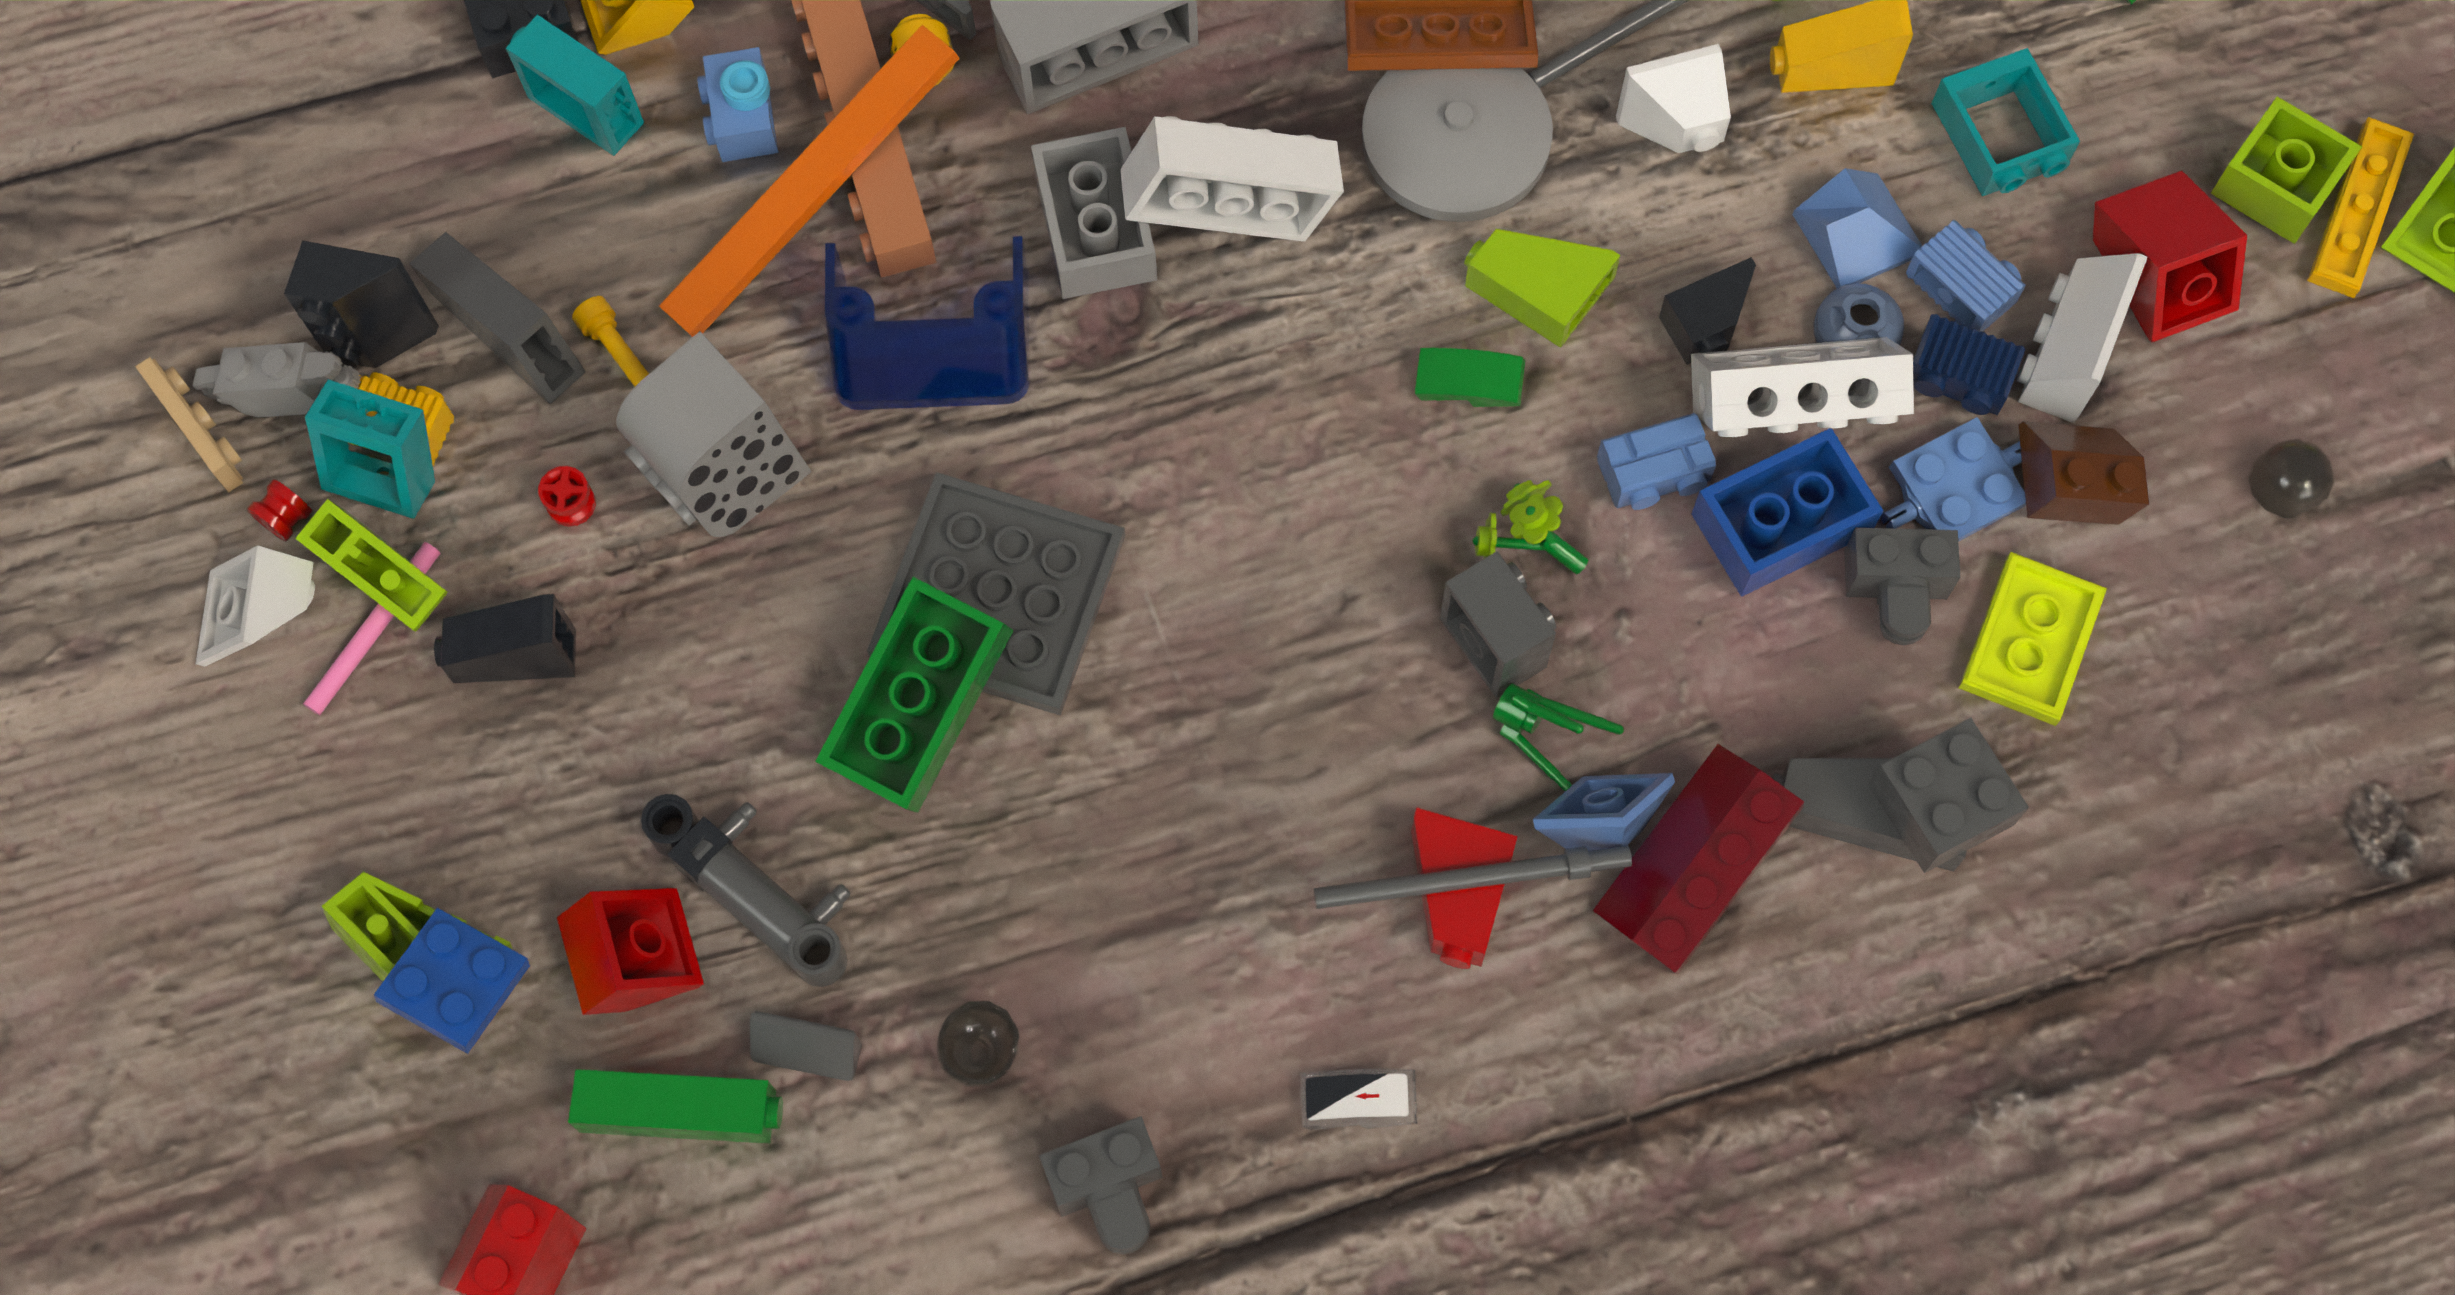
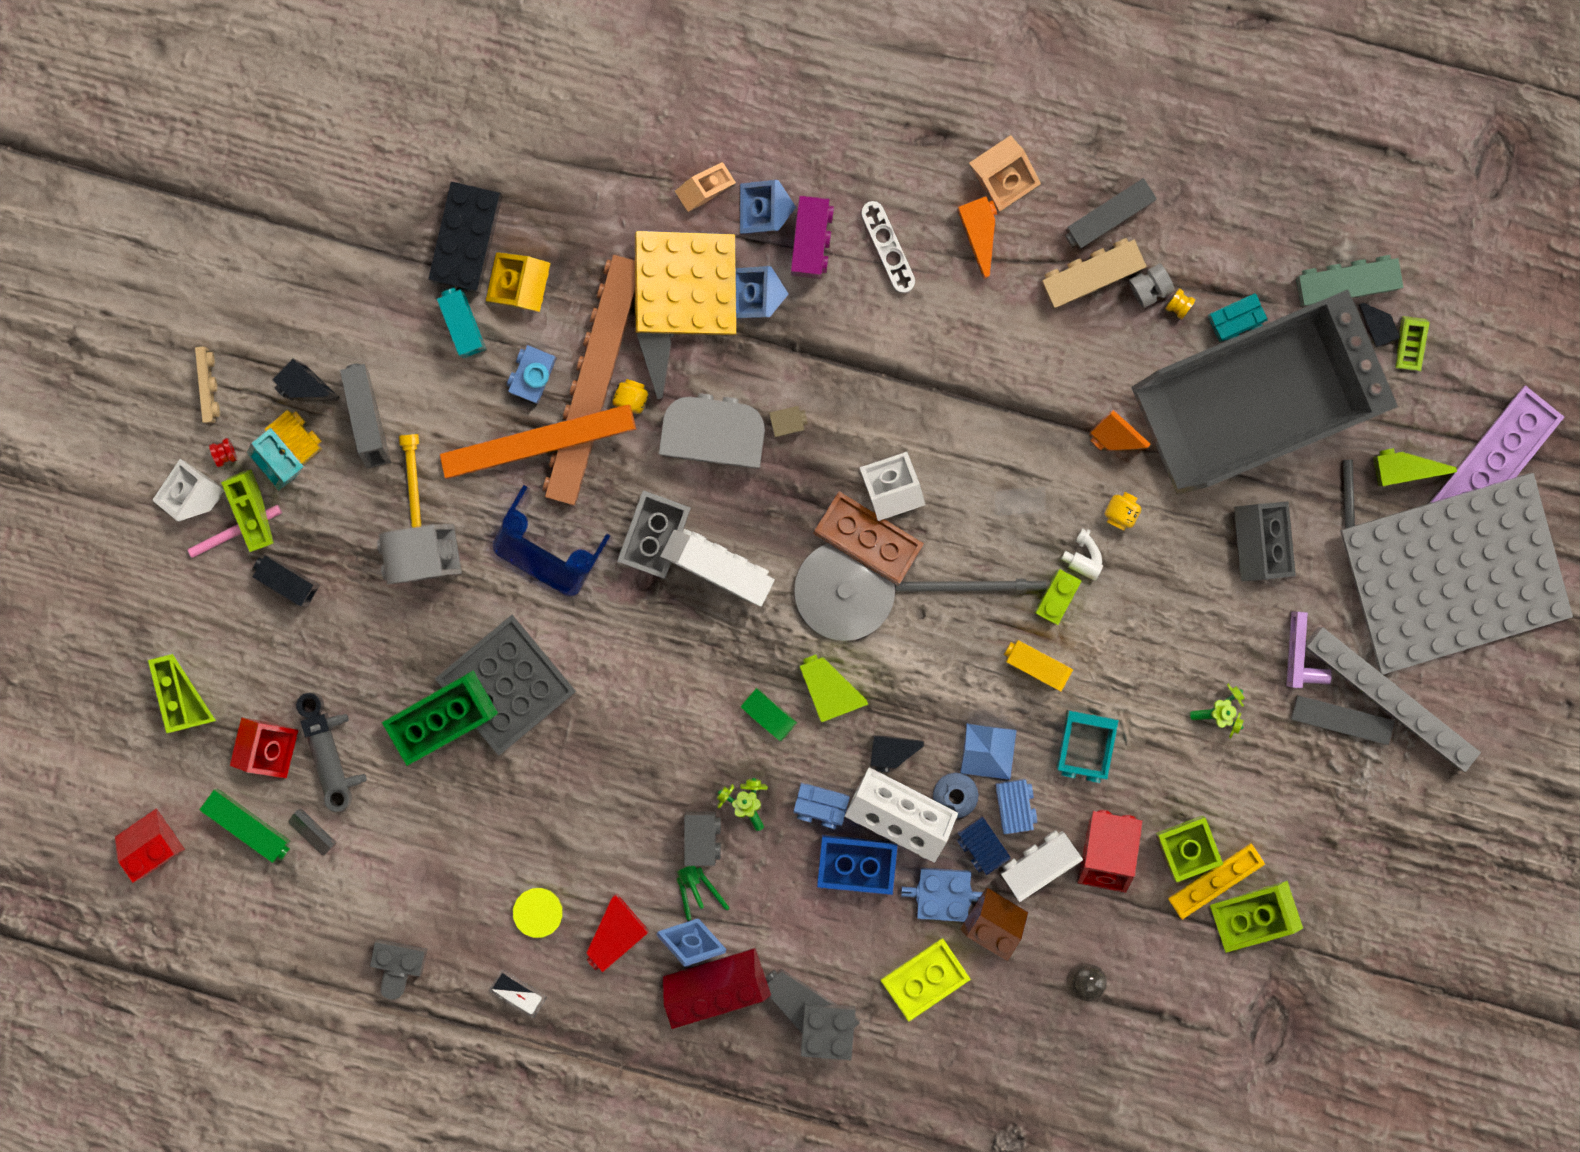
camera: 30 degrees right, 20 degrees up
(272, 378) = (253, 391): light grey hinge -> none
(452, 980) = (183, 726): blue plate -> none
(559, 486) = (345, 521): red wheel -> none
(977, 1043) = (379, 877): clear smoke hair -> none
(1296, 941) = (537, 912): none -> neon yellow tile
(1575, 863) = (662, 960): dark grey bar -> none
(1678, 100) = (948, 648): white slope -> none
(1903, 573) = (887, 921): dark grey brick -> none

